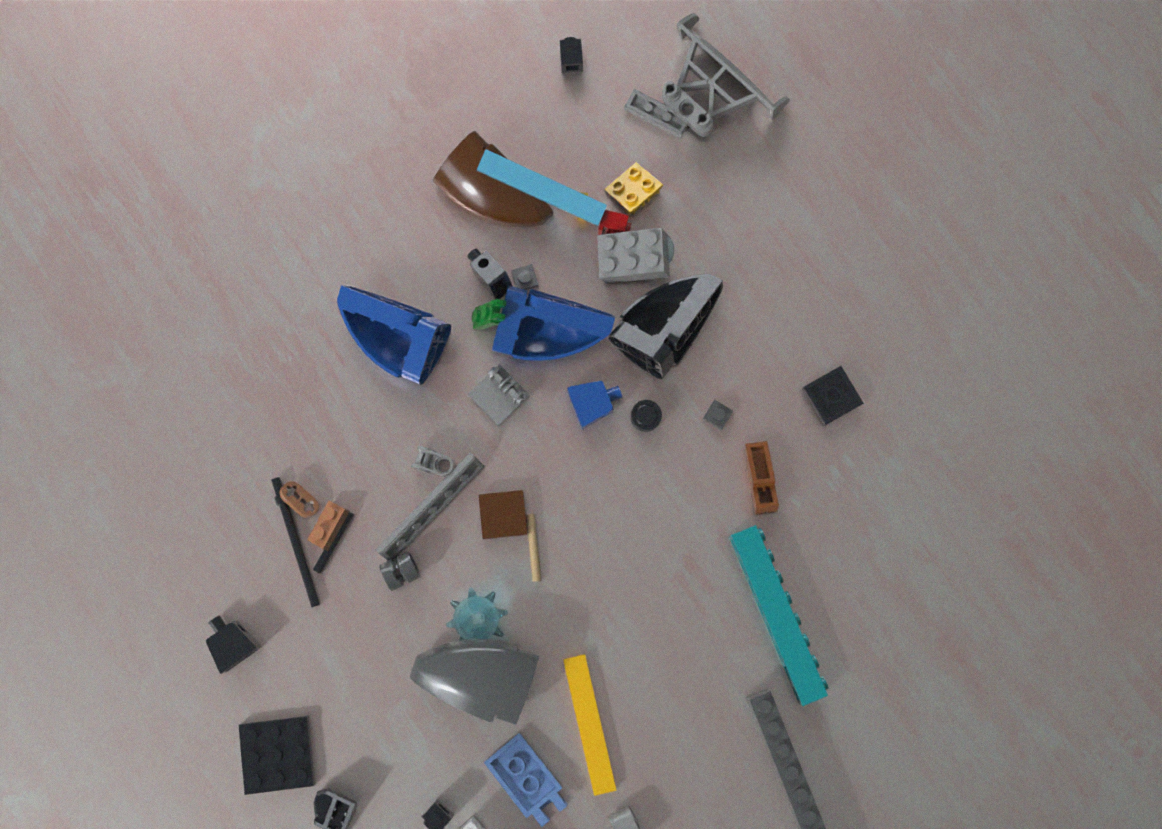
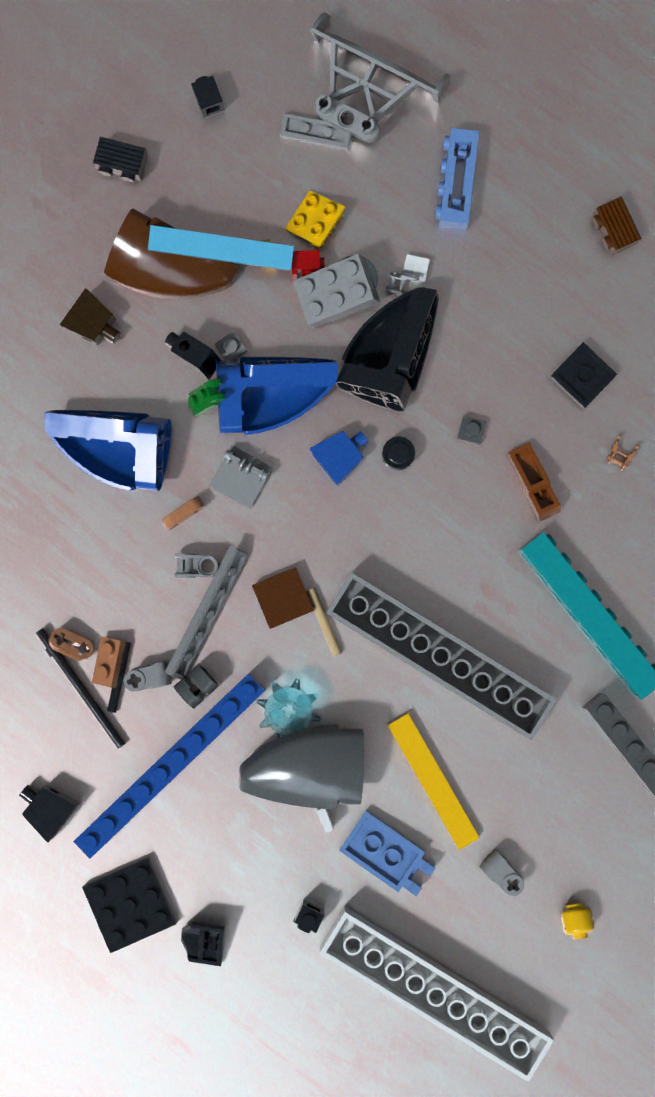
camera: 10 degrees left, 5 degrees up
(352, 636) = (169, 765): none -> blue brick
(362, 549) = (151, 677): none -> light grey piece
(408, 217) = (90, 320): none -> dark brown torso
(436, 412) = (183, 513): none -> nougat beam
(478, 87) = (120, 159): none -> black brick
(480, 729) = (326, 820): none -> white tile
(631, 611) = (441, 656): none -> light grey brick
(698, 260) = (405, 275): none -> light grey piece
(709, 257) = (416, 266): none -> white tile
(783, 159) = (457, 140): none -> medium blue brick
(842, 470) = (629, 457): none -> nougat piece
(899, 272) = (616, 226): none -> reddish brown brick

